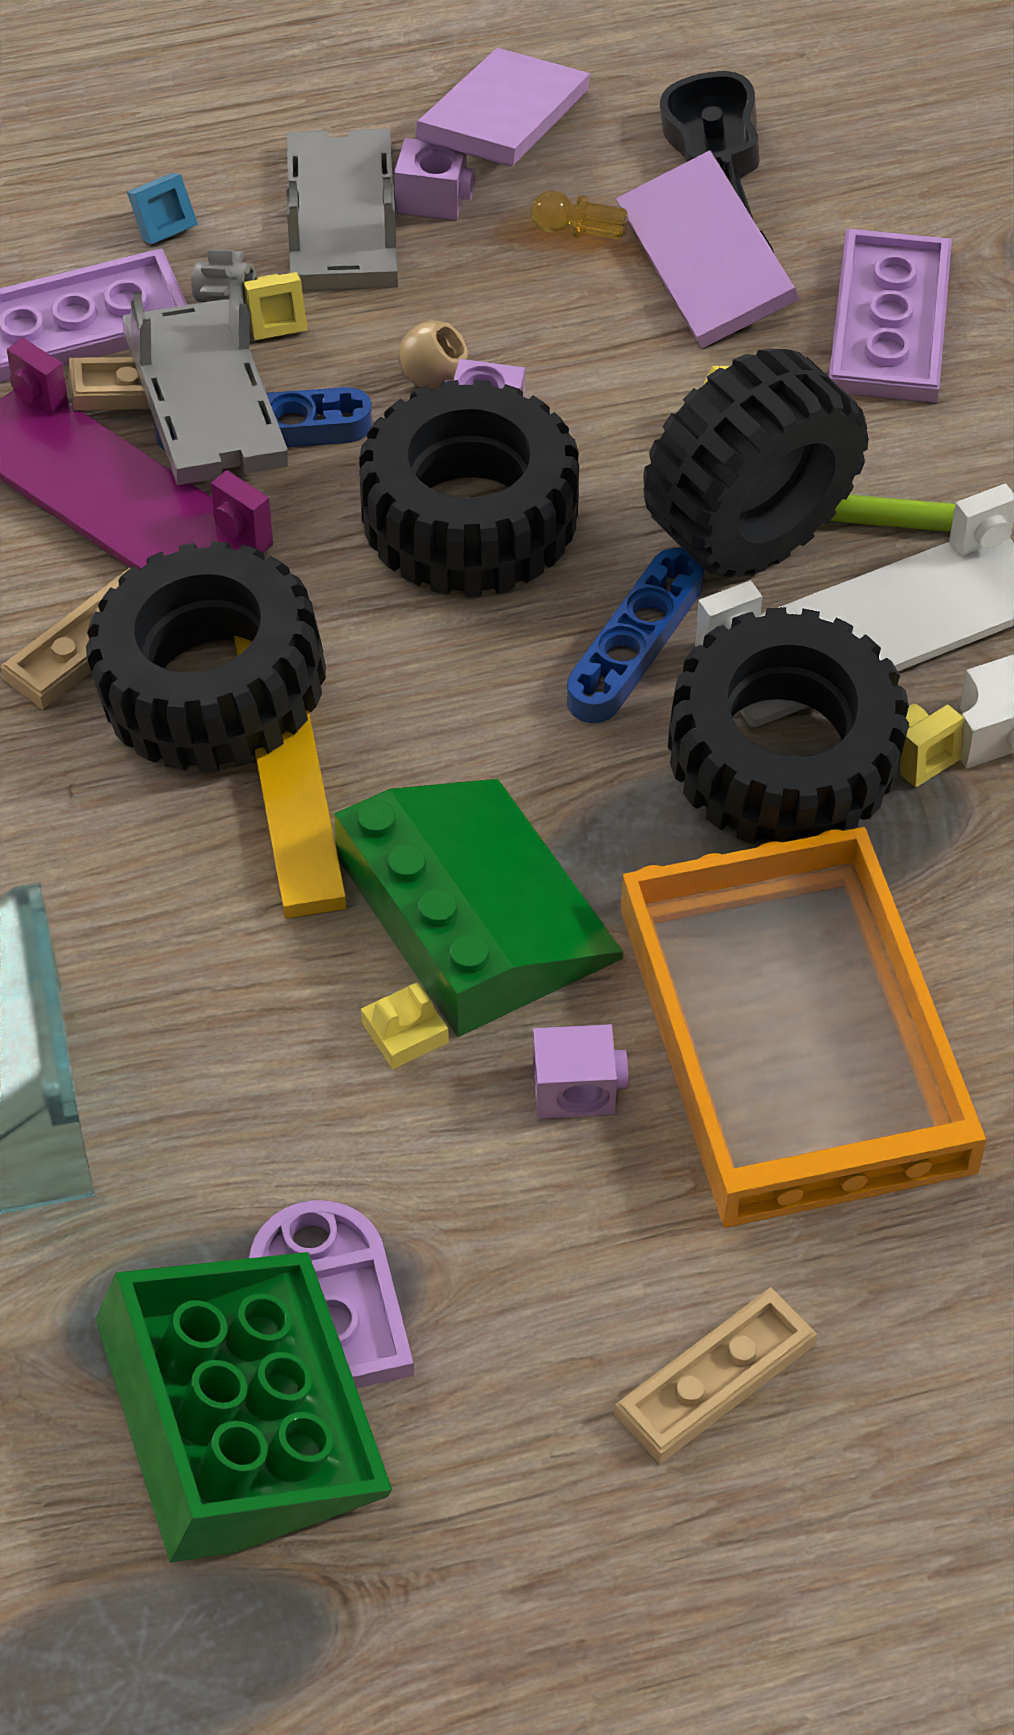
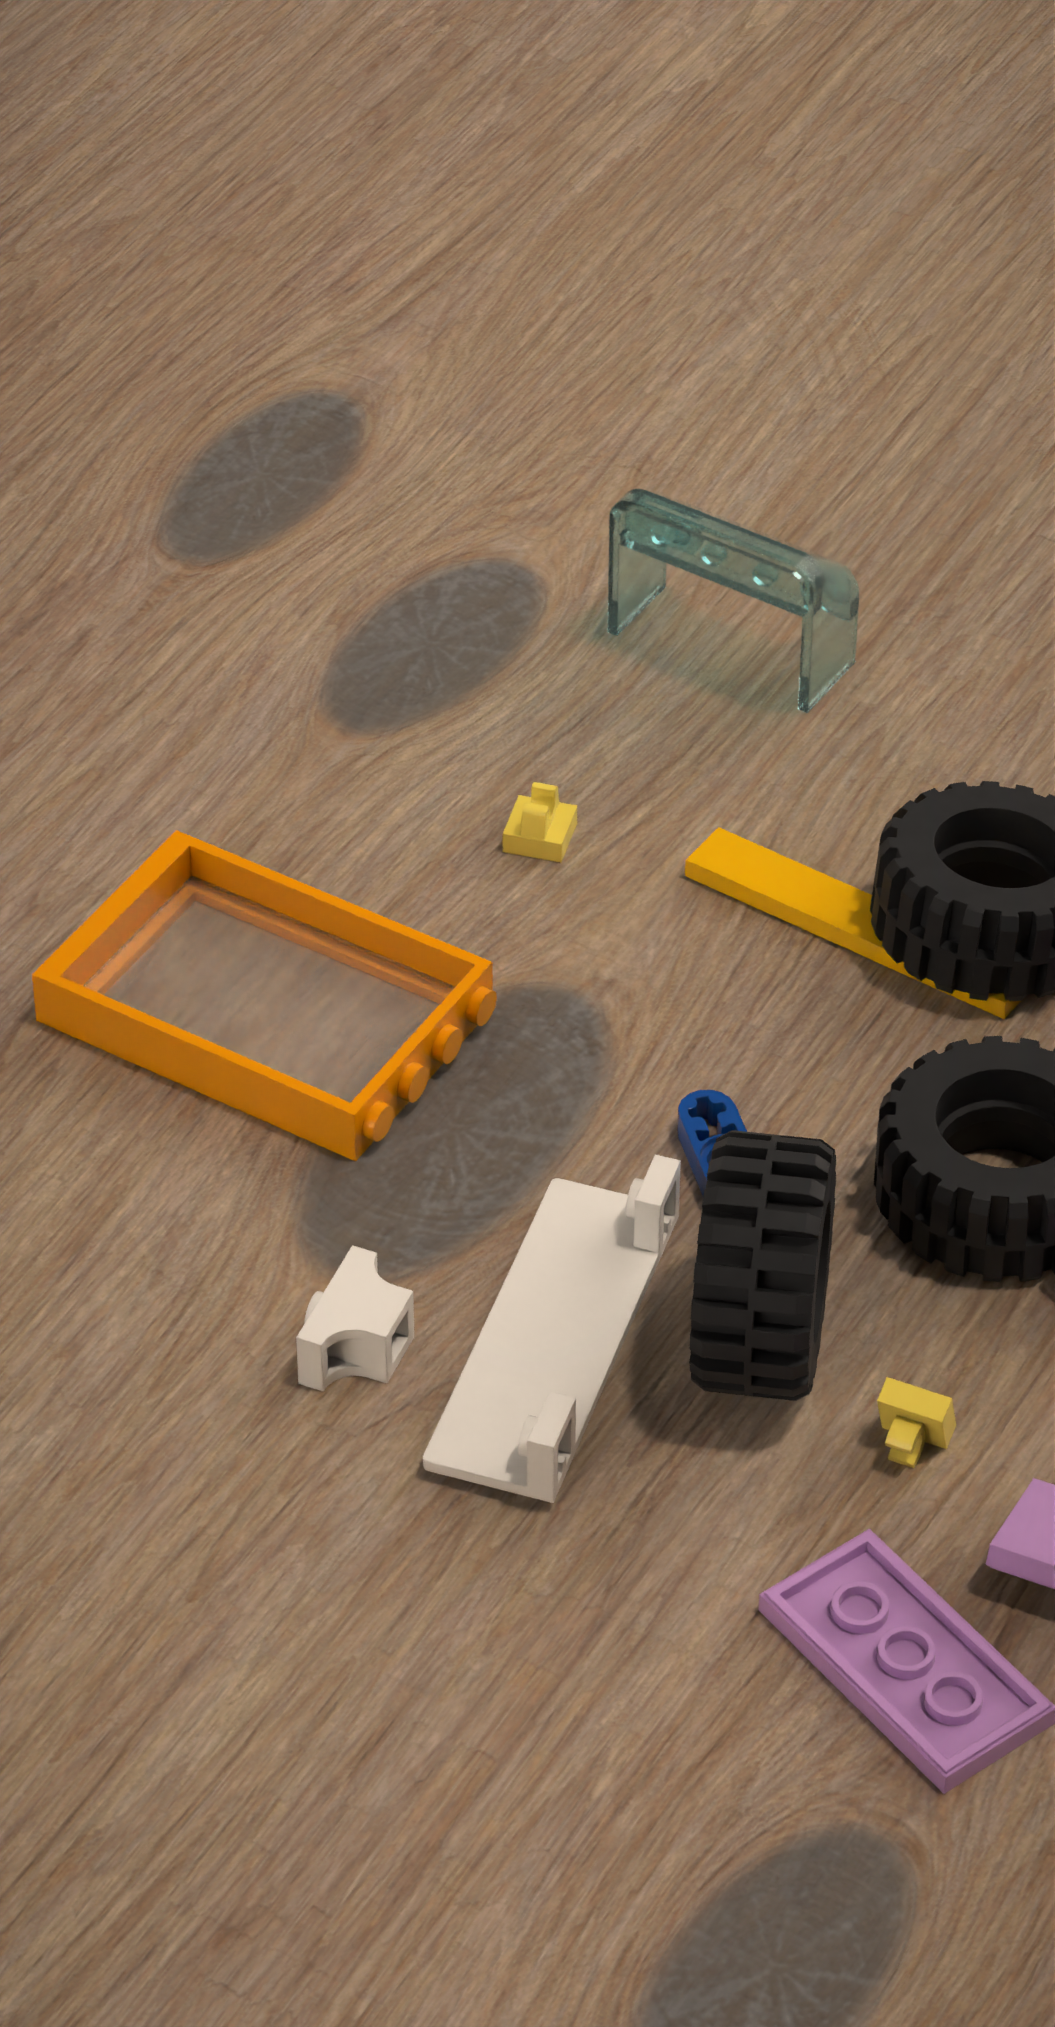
camera: 135 degrees right, 10 degrees down
(238, 1401) = (360, 563): green slope -> none
(353, 1282) = (382, 668): lavender tile -> none
(471, 897) = (601, 912): green slope -> none
(577, 1071) = (380, 860): lavender brick -> none
(715, 1375) = (85, 790): tan tile -> none
(798, 662) = (506, 1186): black tyre -> none
(895, 513) = (648, 1455): lime piece -> none
(930, 743) = (400, 1249): light yellow tile -> none

